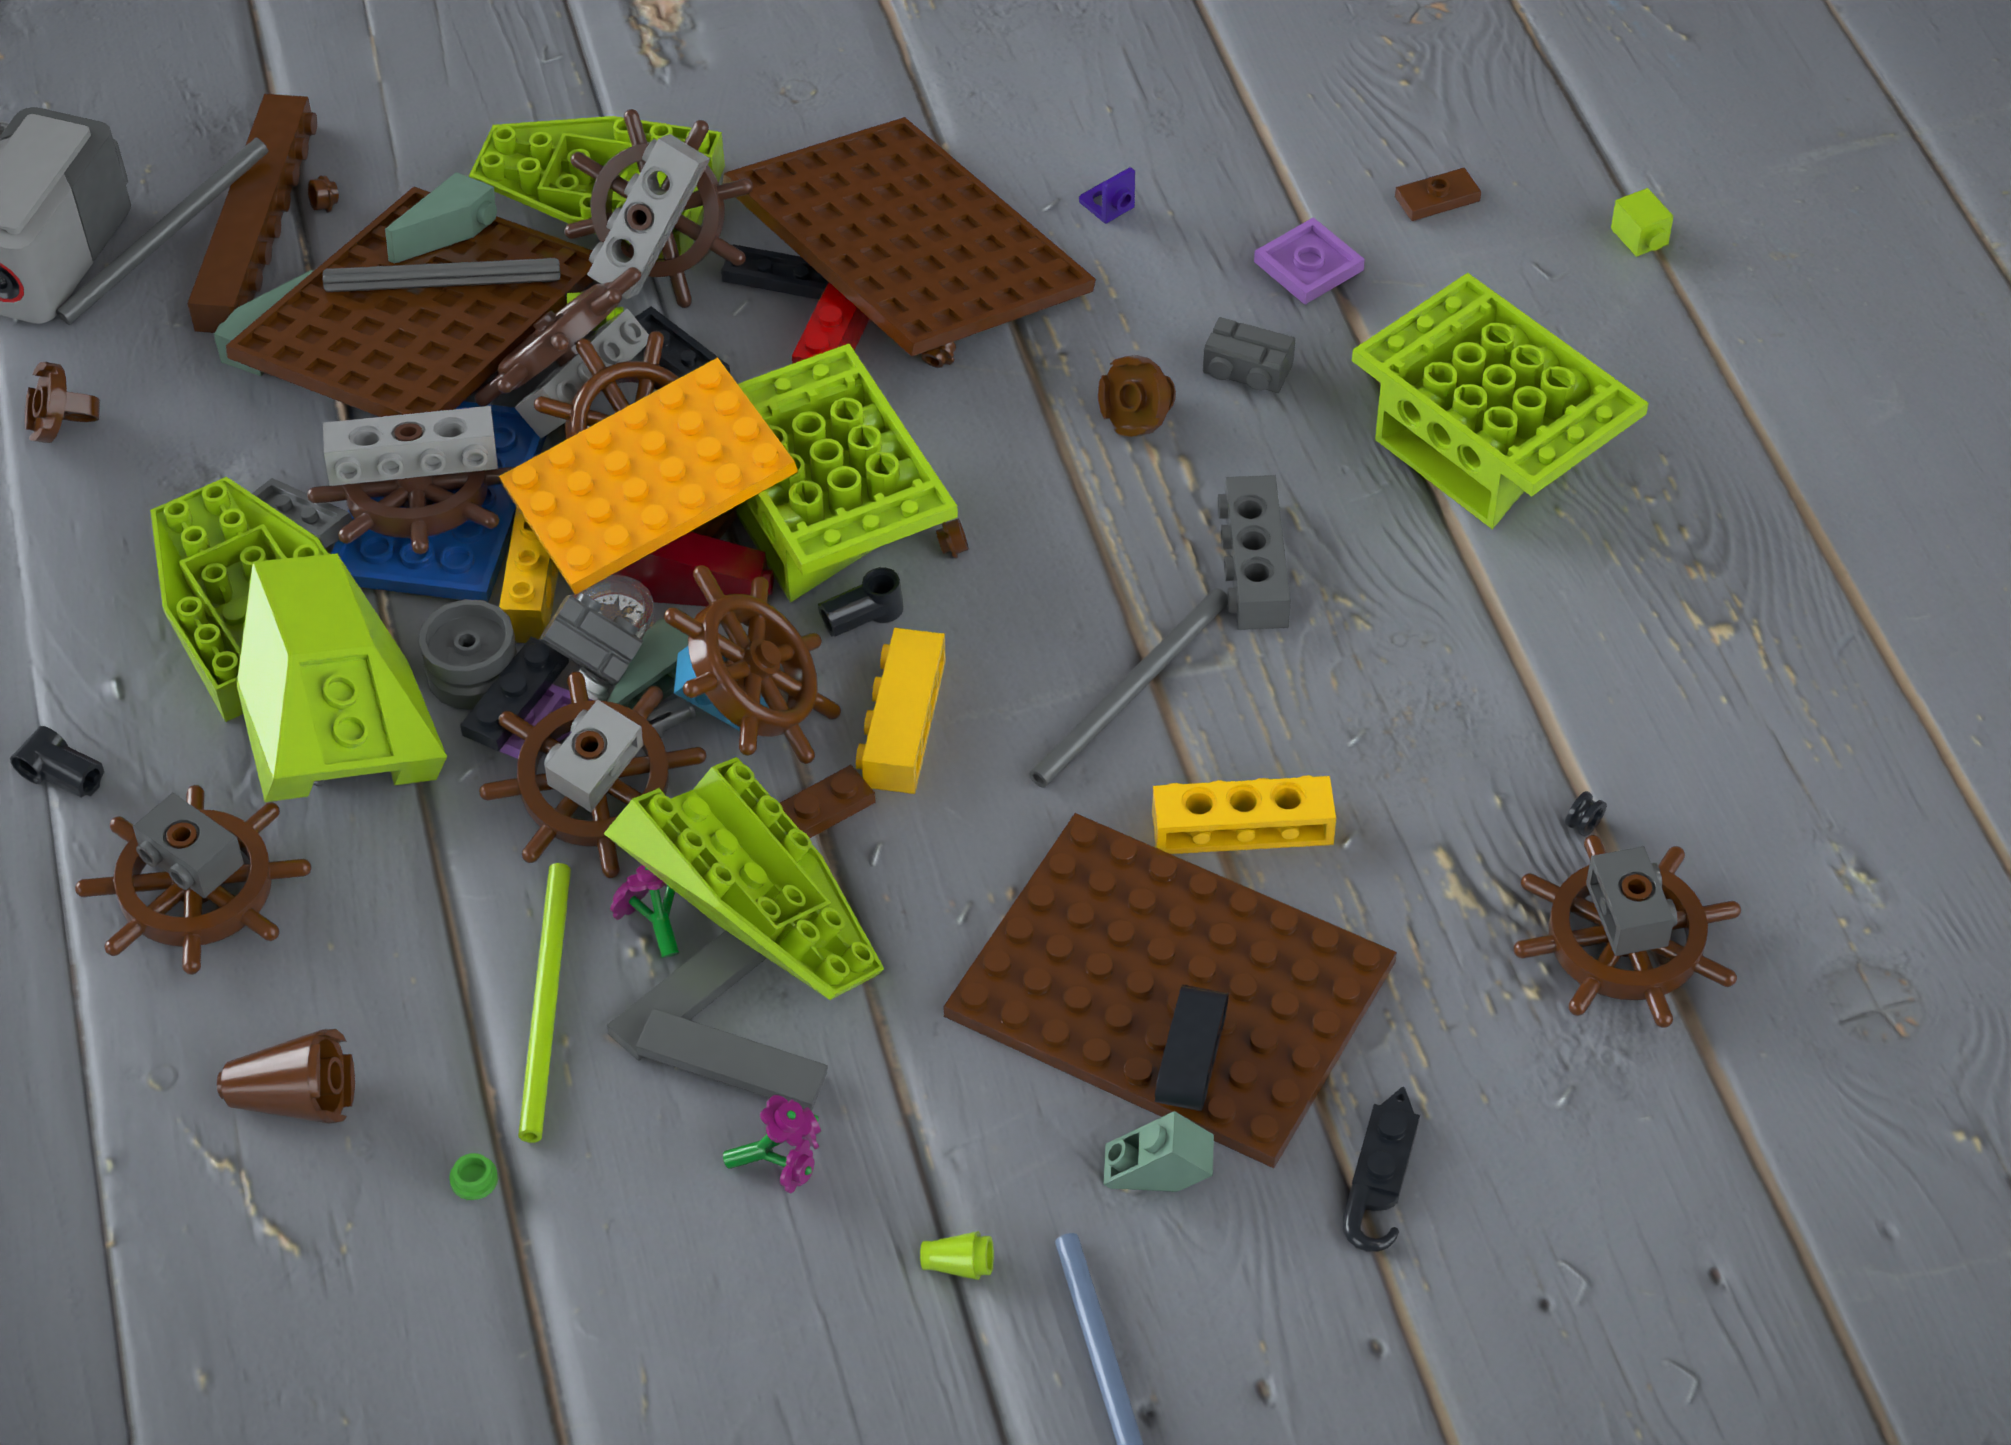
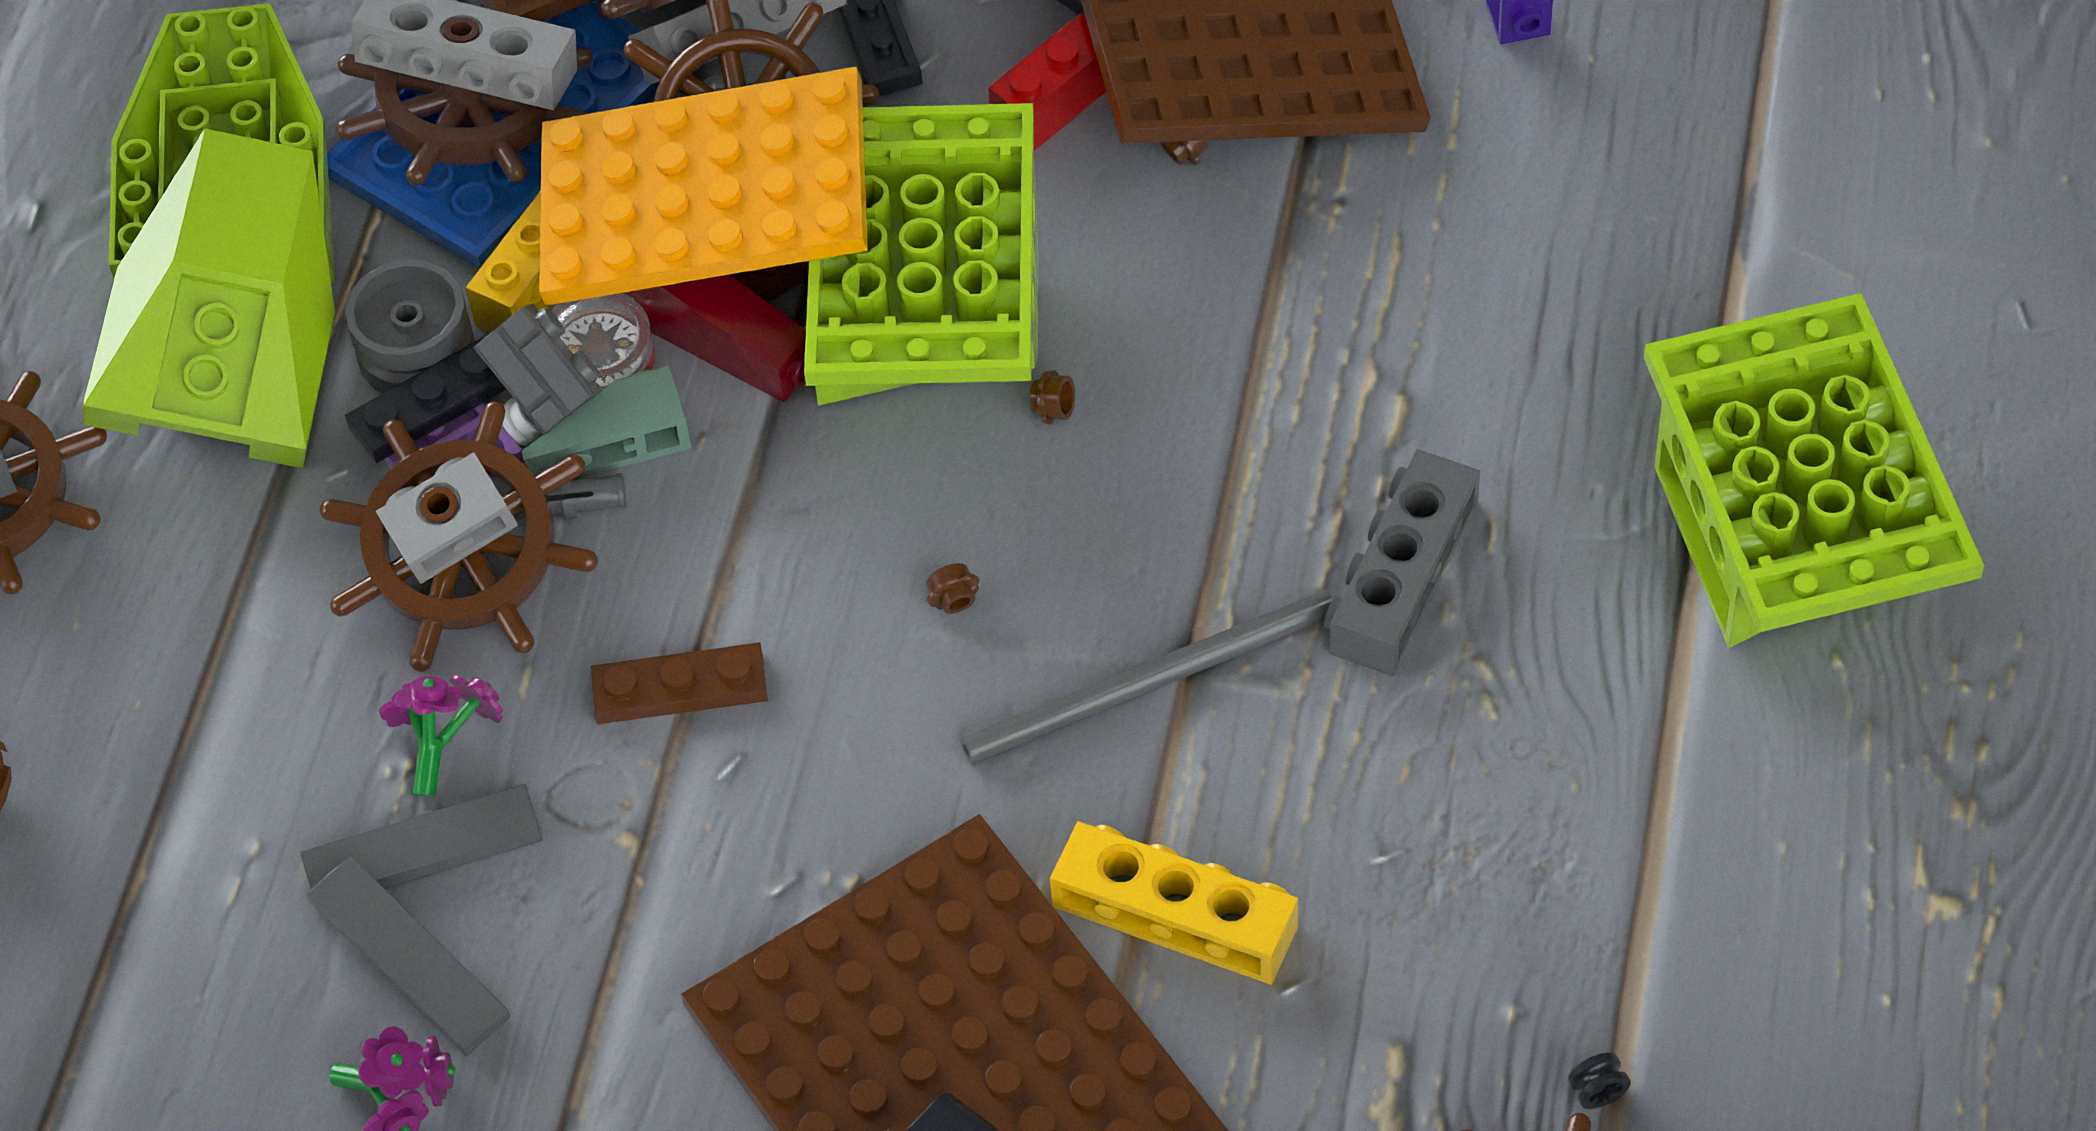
camera: 30 degrees right, 5 degrees up
(318, 518) = (334, 92): dark grey plate -> none
(473, 1176) = (57, 972): bright green plate -> none
(544, 1004) = (254, 794): lime piece -> none
(742, 675) = (669, 487): reddish brown brick -> none
(751, 874) = (542, 742): lime wedge -> none
(875, 599) = (910, 440): black piece -> none
(903, 710) = (857, 598): yellow brick -> none
(962, 680) = (952, 588): none -> reddish brown plate
(1135, 395) = (1375, 296): reddish brown tile -> none
(1248, 355) = (1558, 293): dark grey brick -> none
(1309, 260) = (1718, 190): medium lavender plate -> none
(1438, 194) = (1948, 158): reddish brown plate -> none

